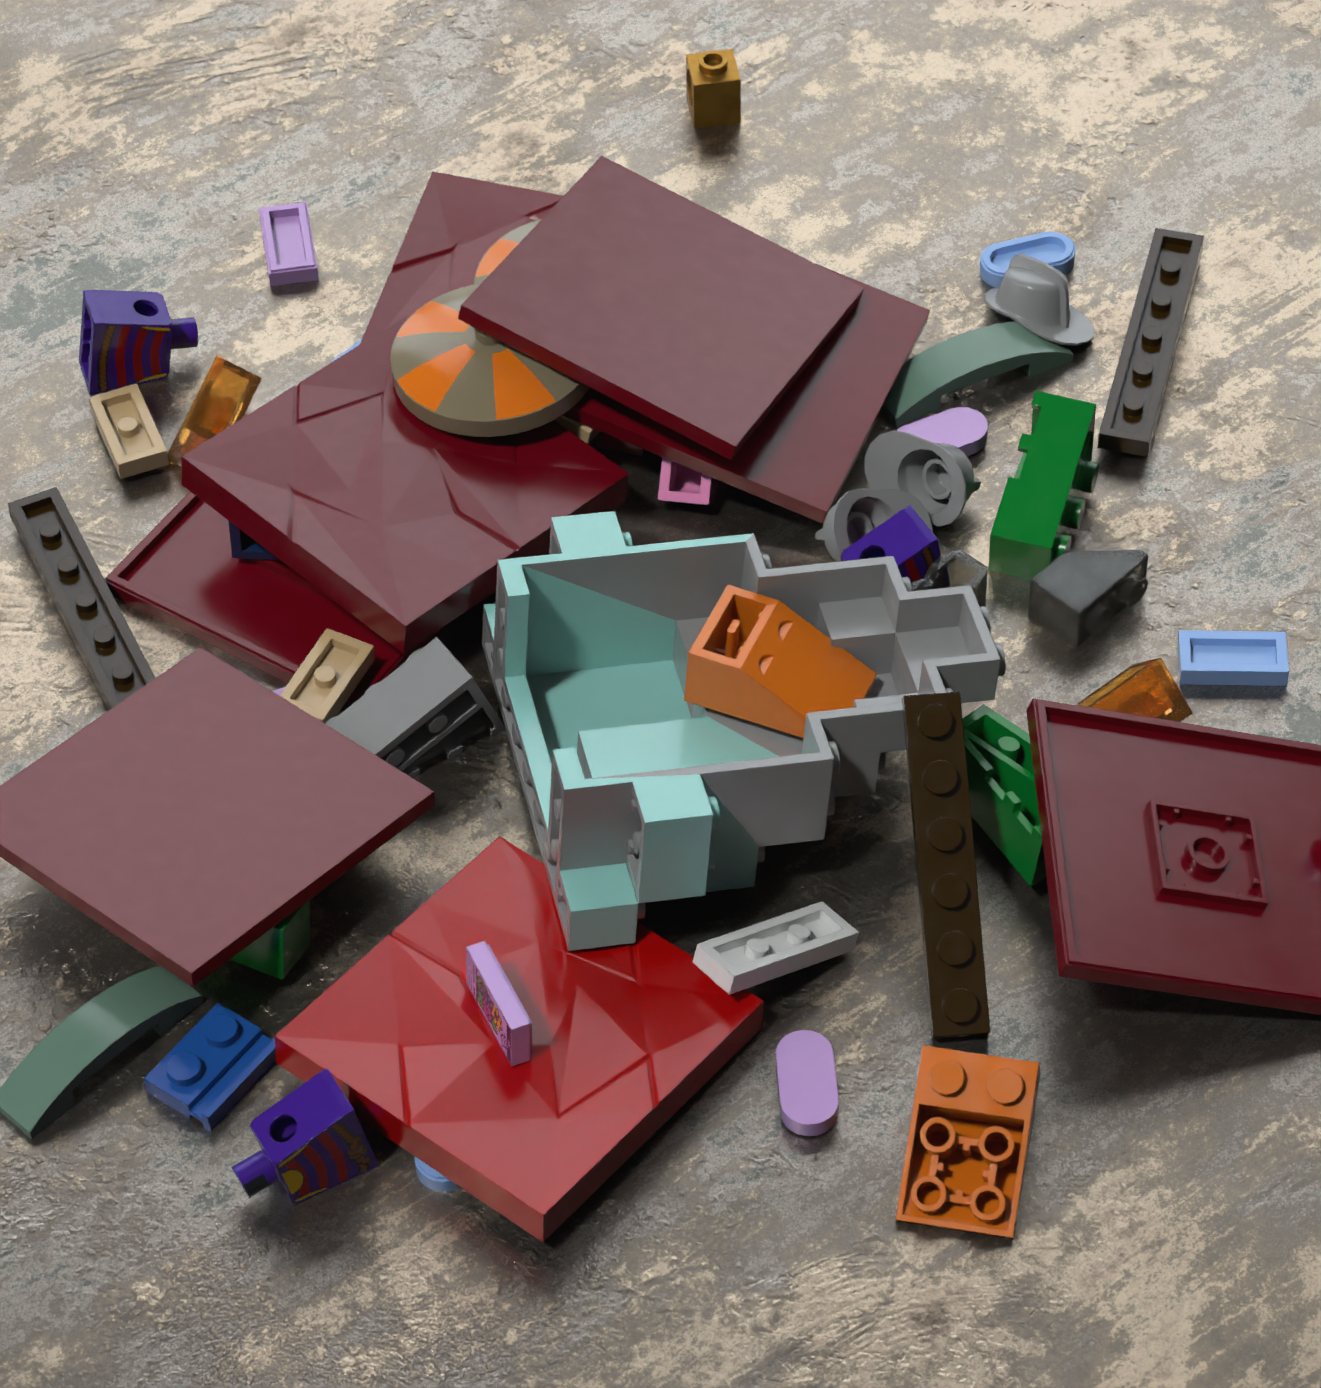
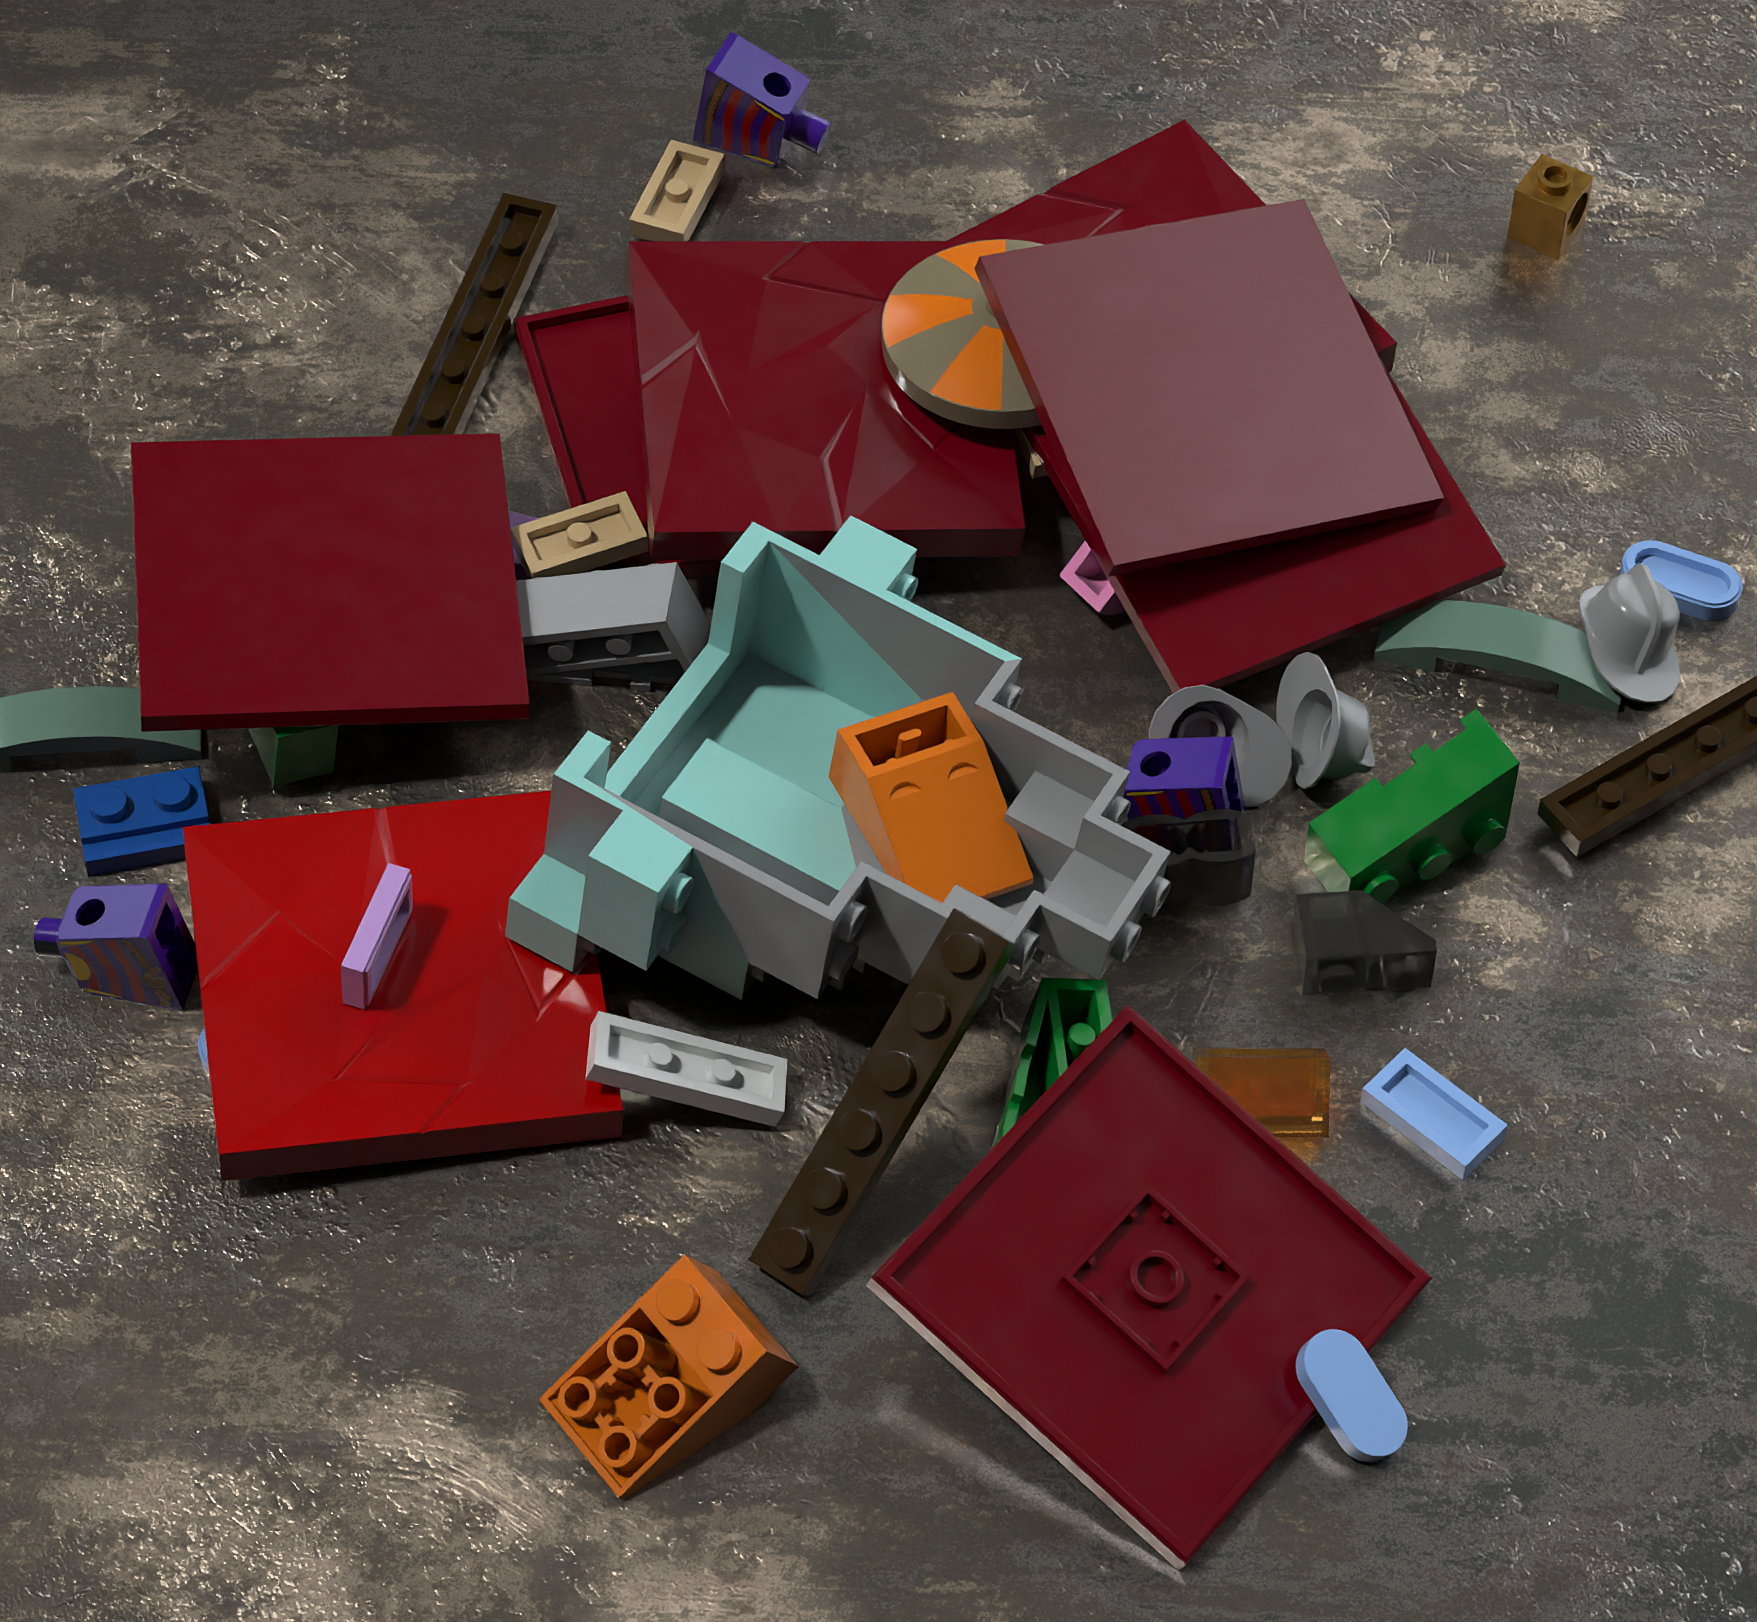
camera: 40 degrees right, 5 degrees up
(217, 406) = (774, 213): clear orange brick -> none
(288, 244) = (1007, 109): lavender tile -> none
(807, 1083) = (598, 1215): lavender tile -> none
(956, 426) = (1399, 698): lavender tile -> none

